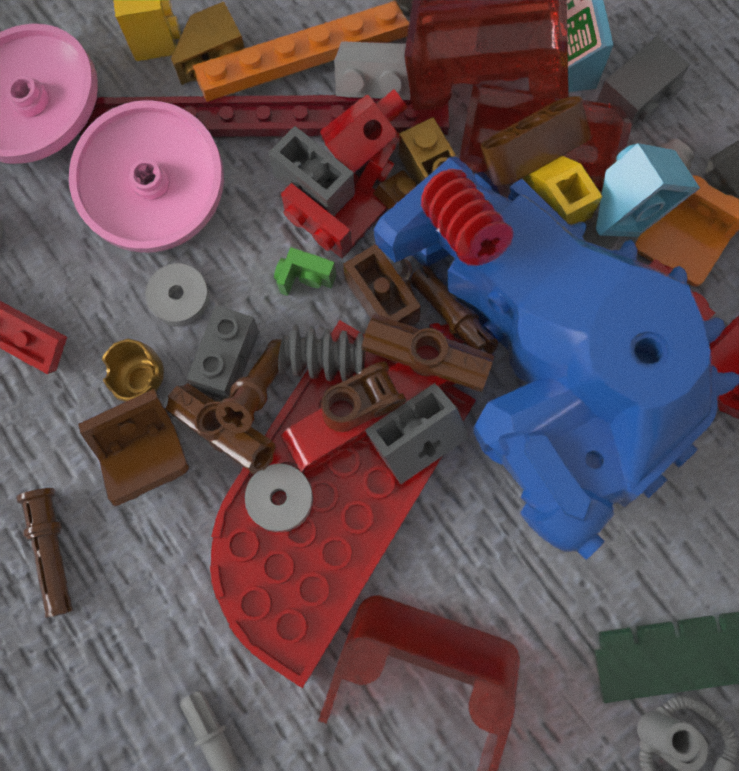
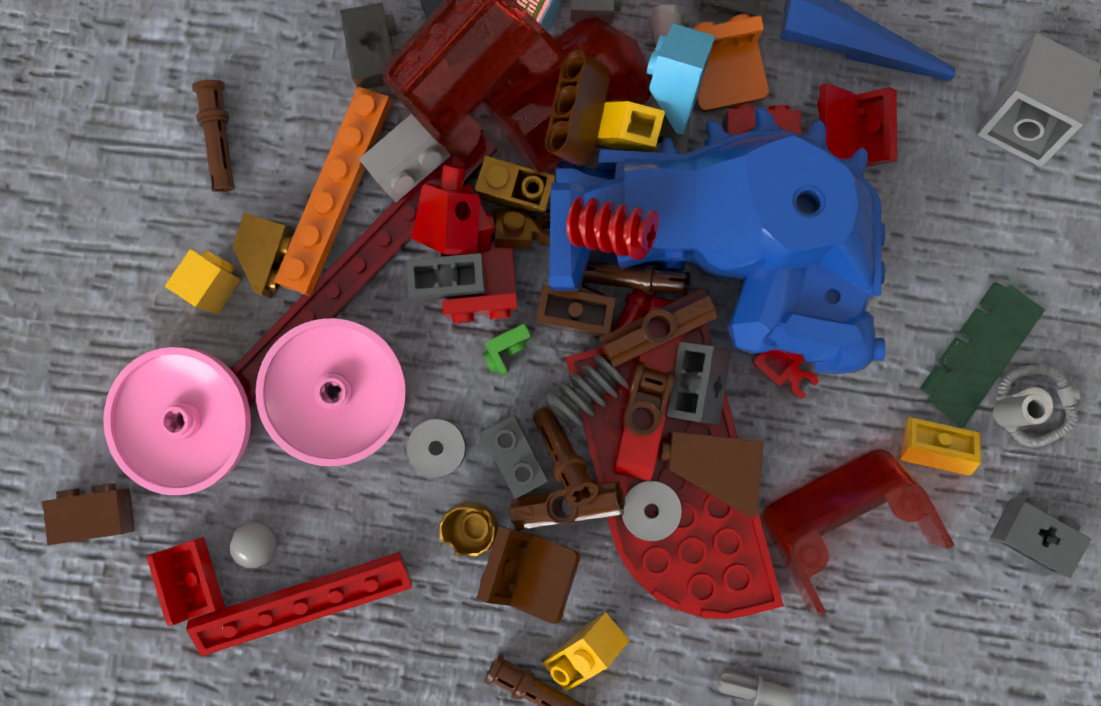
camera: 45 degrees left, 10 degrees up
(114, 556) = (586, 652): none -> yellow slope
(365, 514) = (718, 466): none -> reddish brown slope
(501, 495) = (783, 367): none -> red plate
(568, 700) = (941, 446): none -> yellow slope

